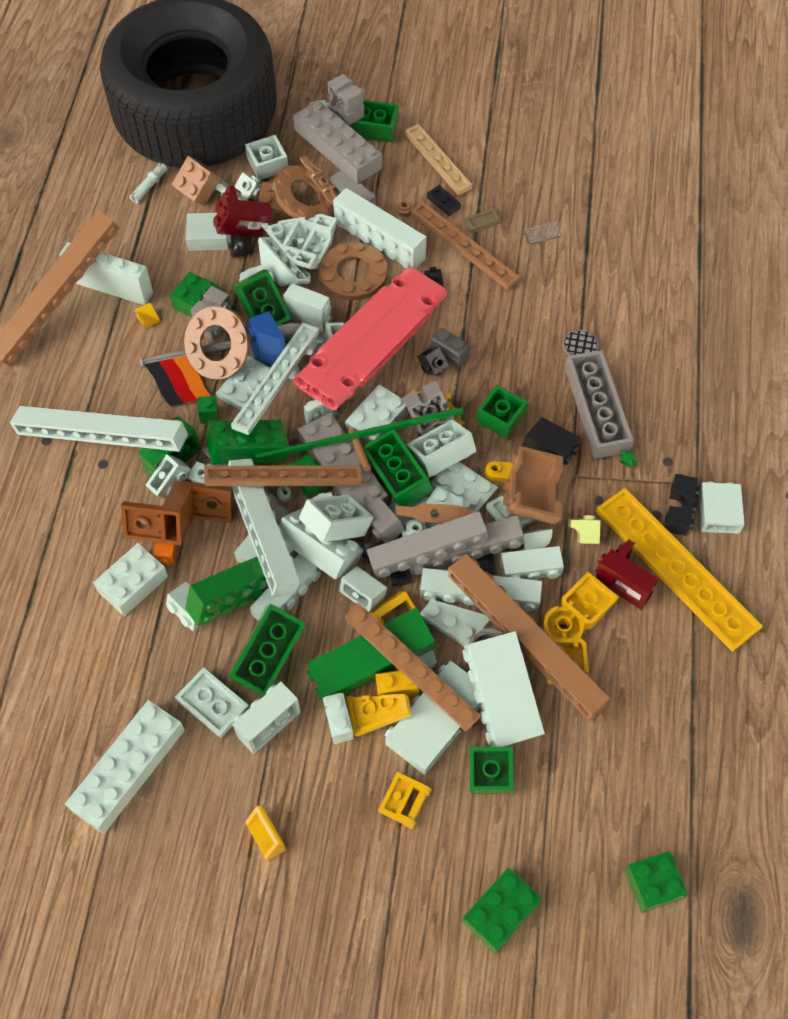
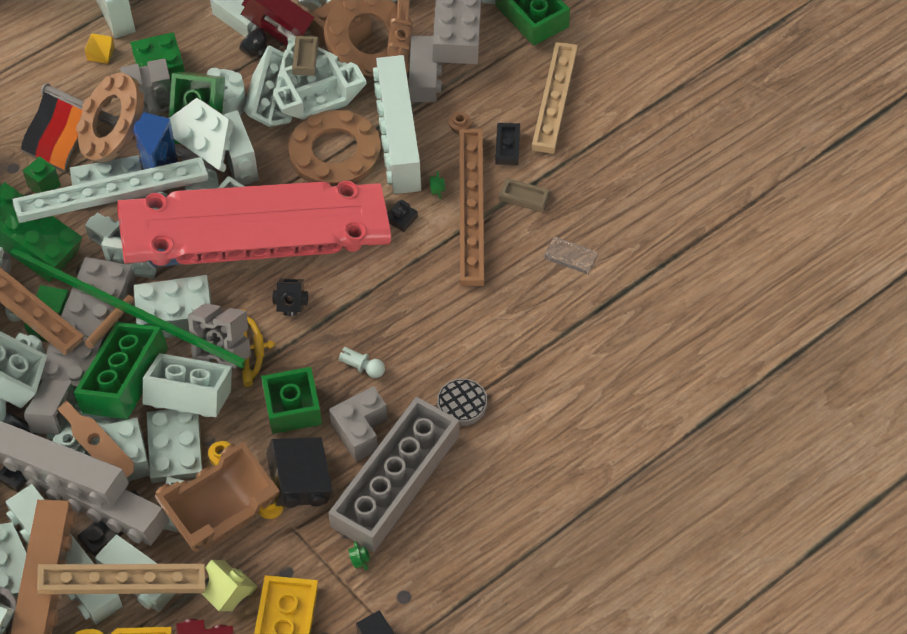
camera: 45 degrees right, 5 degrees down
(283, 409) = (101, 227): none -> light aqua brick
(287, 228) = (305, 55): none -> dark tan tile
(289, 307) = (203, 131): none -> light aqua wing
(434, 248) = (437, 185): none -> green plate
(454, 348) = (325, 296): dark grey brick -> none
(518, 364) = (374, 368): none -> light aqua pin
(536, 538) = (170, 550): light aqua brick -> none
(541, 568) = (120, 578): none -> tan plate
(546, 398) = (356, 418): none -> light grey brick

